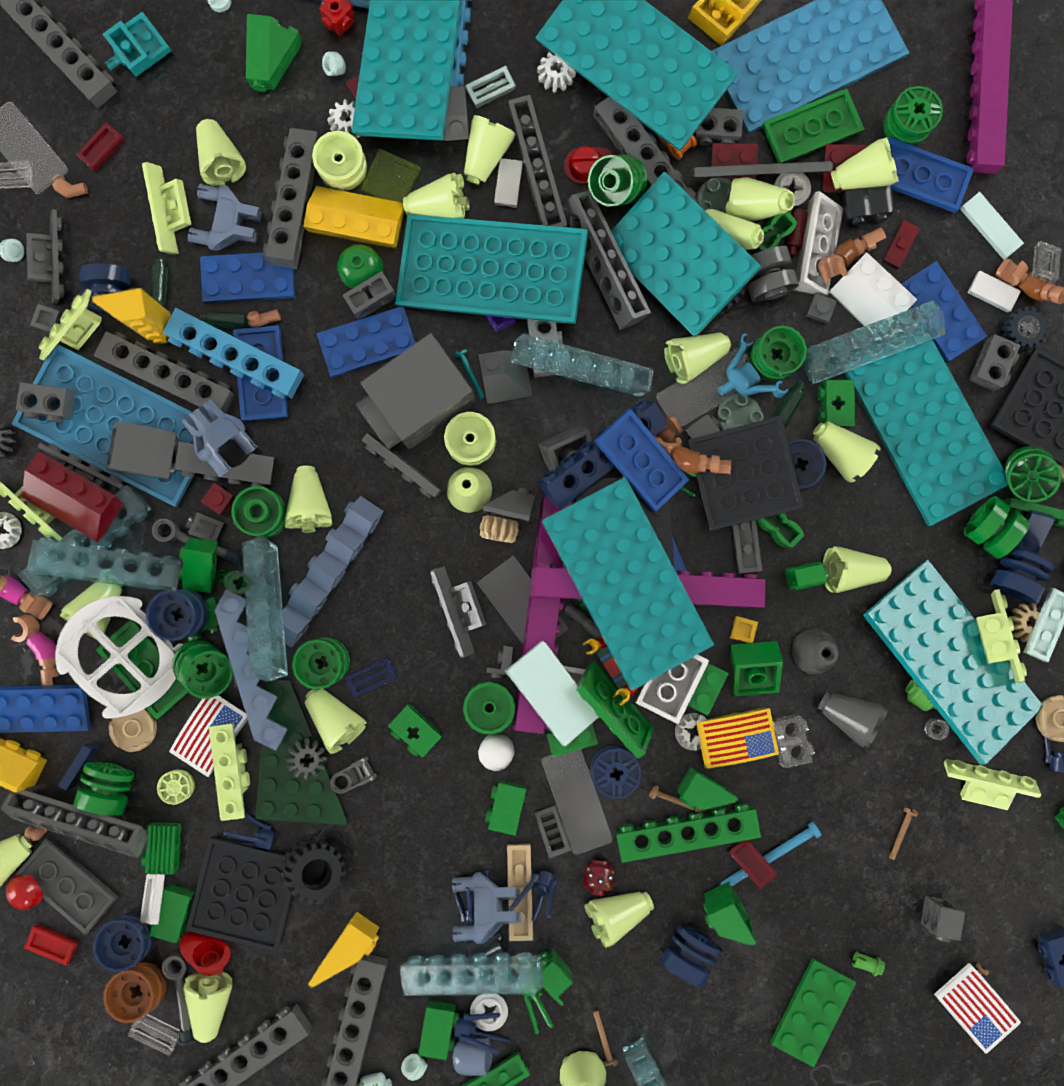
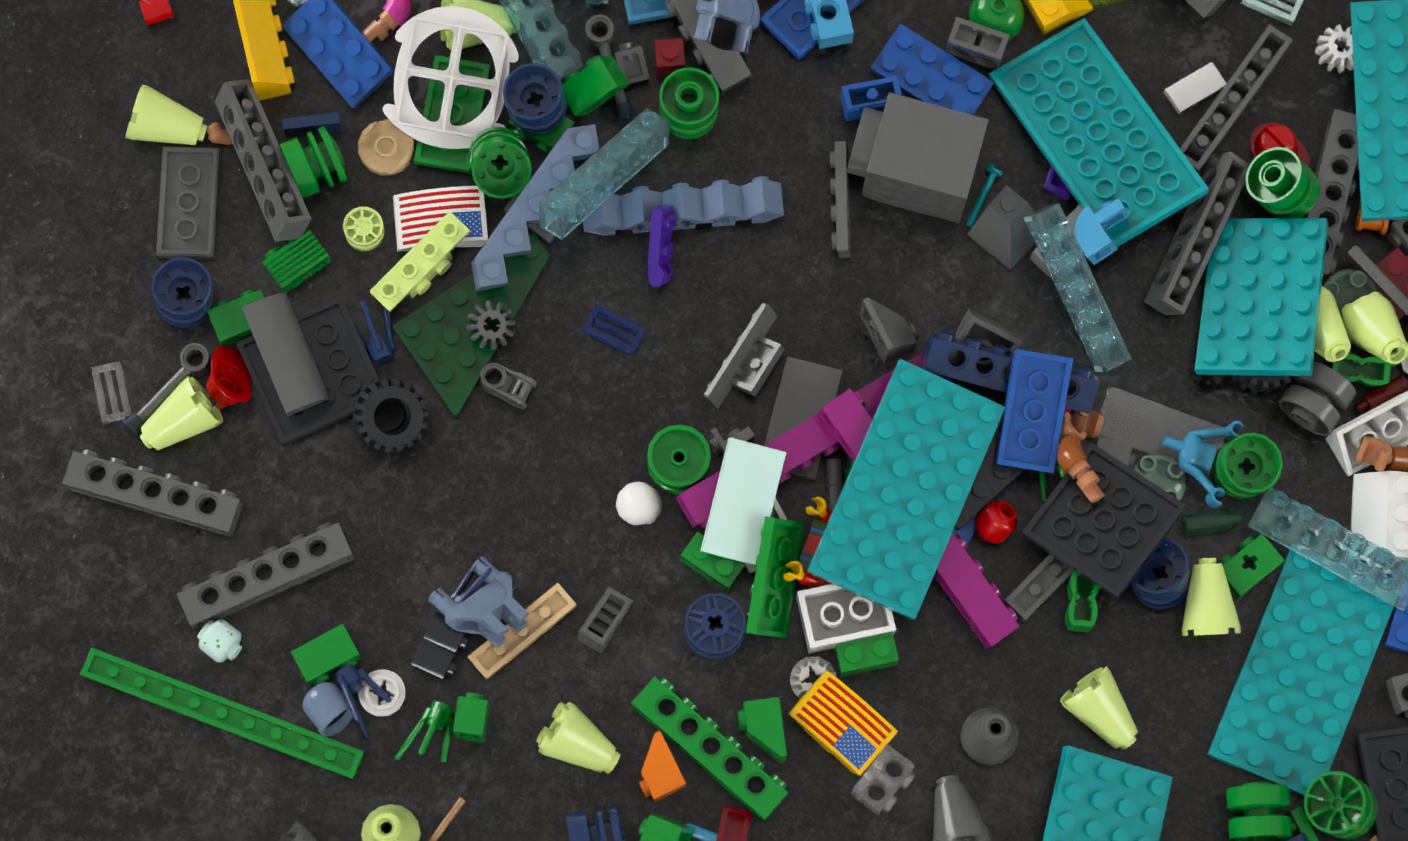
camera: 50 degrees right, 10 degrees down
(23, 892) = (154, 166): red hair -> none
(51, 944) = (120, 231): red tile -> none
(123, 996) = (139, 324): dark orange wheel -> none
(152, 898) = (243, 286): white tile -> none
(218, 908) = (285, 353): none -> dark grey brick
(234, 586) = (607, 123): dark green pin -> none
(307, 502) = (733, 139): yellowish green cone -> none
(310, 669) = (590, 253): green wheel -> none
(333, 719) = (546, 325): yellowish green cone -> none
(340, 607) = (660, 245): none -> dark purple hinge
(349, 393) = (867, 94): none -> blue brick
(354, 942) = (343, 503): yellow slope -> none
(412, 718) = (600, 426): green brick -> none
(413, 1067) = (271, 662): light aqua tile -> none
(439, 198) = (1124, 35): yellowish green cone -> none
(440, 983) = (456, 685): clear light blue brick -> none
(473, 452) = (922, 225): yellowish green wheel -> none
(473, 498) = (871, 277): yellowish green cone -> none
(485, 148) = (1207, 40): yellowish green cone -> none
(499, 529) = (856, 335): tan gear -> none
(507, 807) = (594, 553): green brick -> none
(544, 883) = (546, 648): dark blue plant -> none
(554, 325) = (1092, 229): none -> dark azure brick
(577, 801) = (654, 619): clear piece -> none
(599, 877) = (597, 695): dark red head -> none
(654, 792) = (730, 710): medium nougat piece -> none
(678, 875) = (660, 771): none -> orange slope
(687, 538) = (996, 522): none -> red head
(694, 354) = (1181, 390): yellowish green cone -> none
(743, 629) = (953, 651): yellow tile -> none
(755, 668) = (924, 689): green slope -> none
(806, 575) = (1056, 663): green brick -> none
(821, 308) = (1330, 479): dark grey plate -> none

